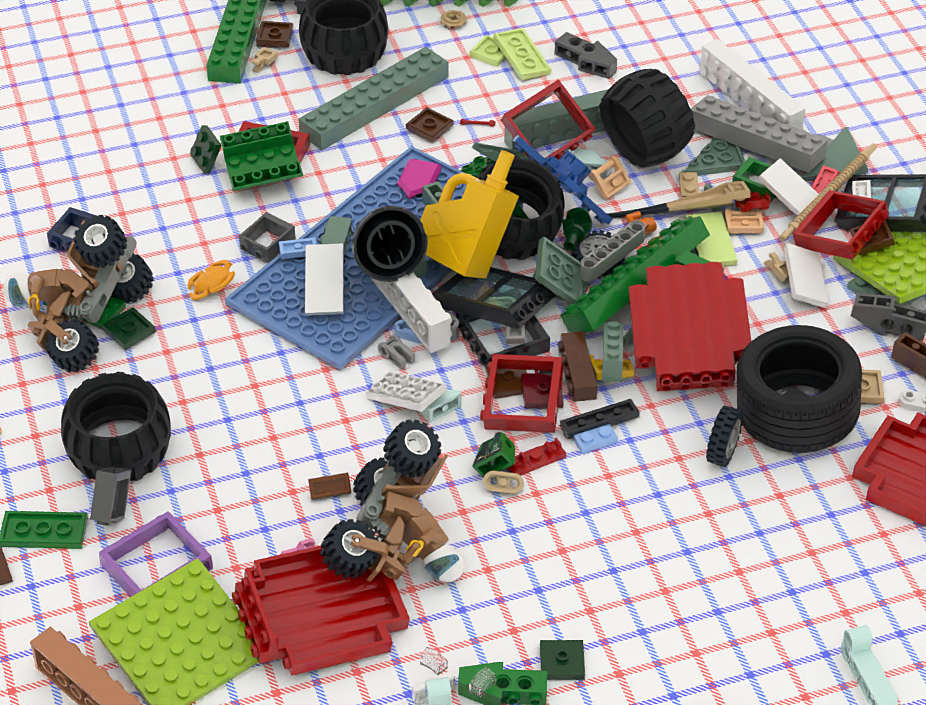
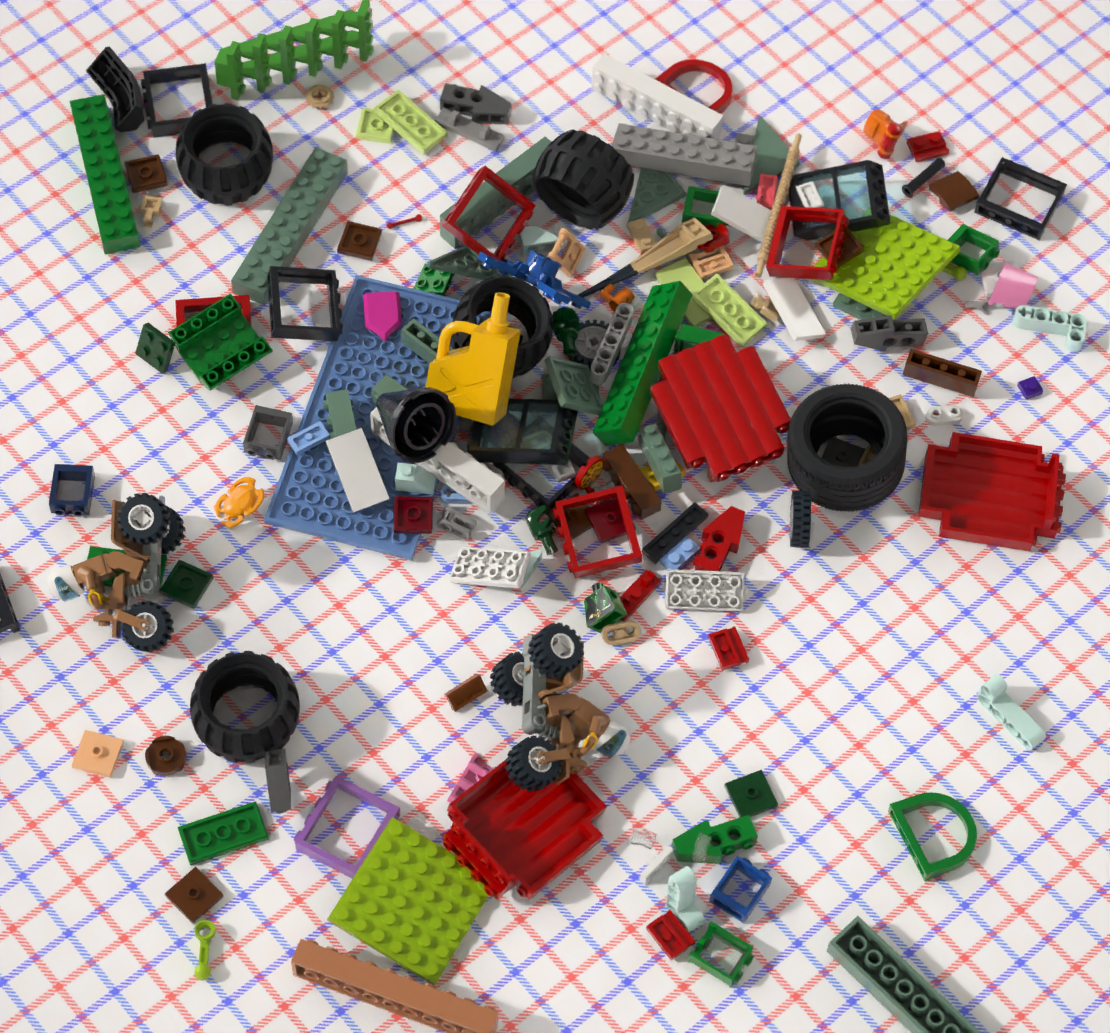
camera: 25 degrees left, 15 degrees up
(33, 460) = (172, 764): none -> reddish brown plate
(357, 128) = (307, 276): none -> black window
(358, 331) = (413, 514): none -> dark red plate
(373, 303) = (414, 479): none -> light aqua slope
(471, 375) = (541, 531): none -> dark green piece
(541, 343) = (588, 475): none -> tile
(578, 77) = (469, 129): none -> light grey hinge
(602, 527) = (728, 648): none -> red plate
(603, 471) = (704, 590): none -> white tile
(639, 436) = (726, 529): none -> red brick
(742, 259) = (729, 310): none -> yellowish green tile
(795, 75) = (691, 65): none -> red window

